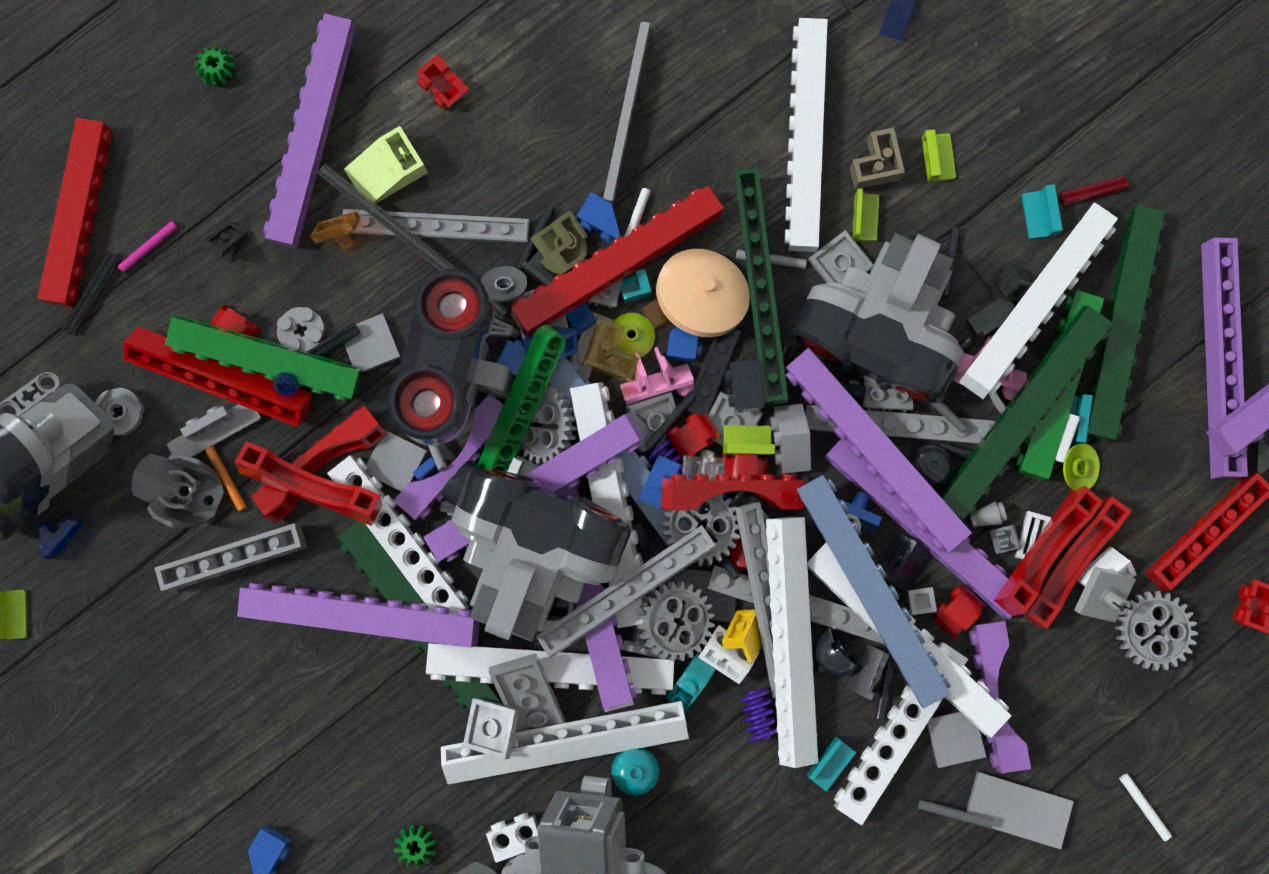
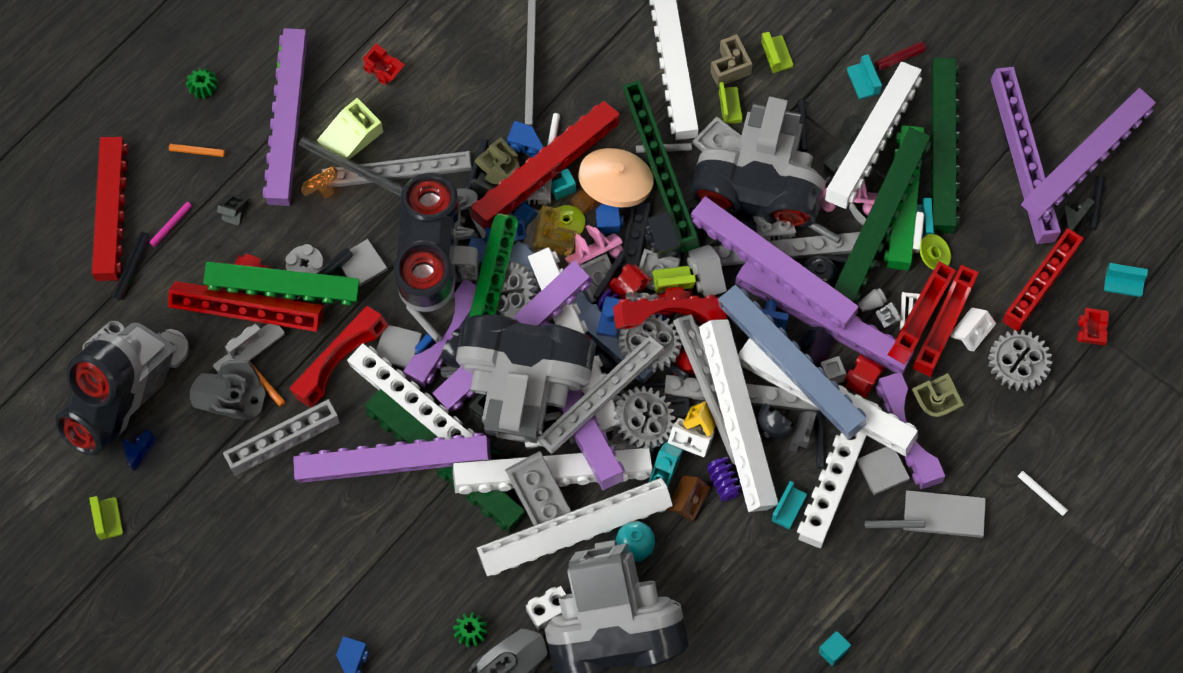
camera: 15 degrees left, 15 degrees down
(196, 154) = (197, 150): none -> orange piece
(285, 384) = (303, 298): clear blue tile -> none
(342, 498) = (370, 372): red arch -> none
(491, 728) = (514, 520): tile -> none
(710, 727) = (689, 497): none -> reddish brown panel
(1045, 662) = (938, 396): none -> olive brick
(1105, 595) = (973, 338): light grey tile -> none

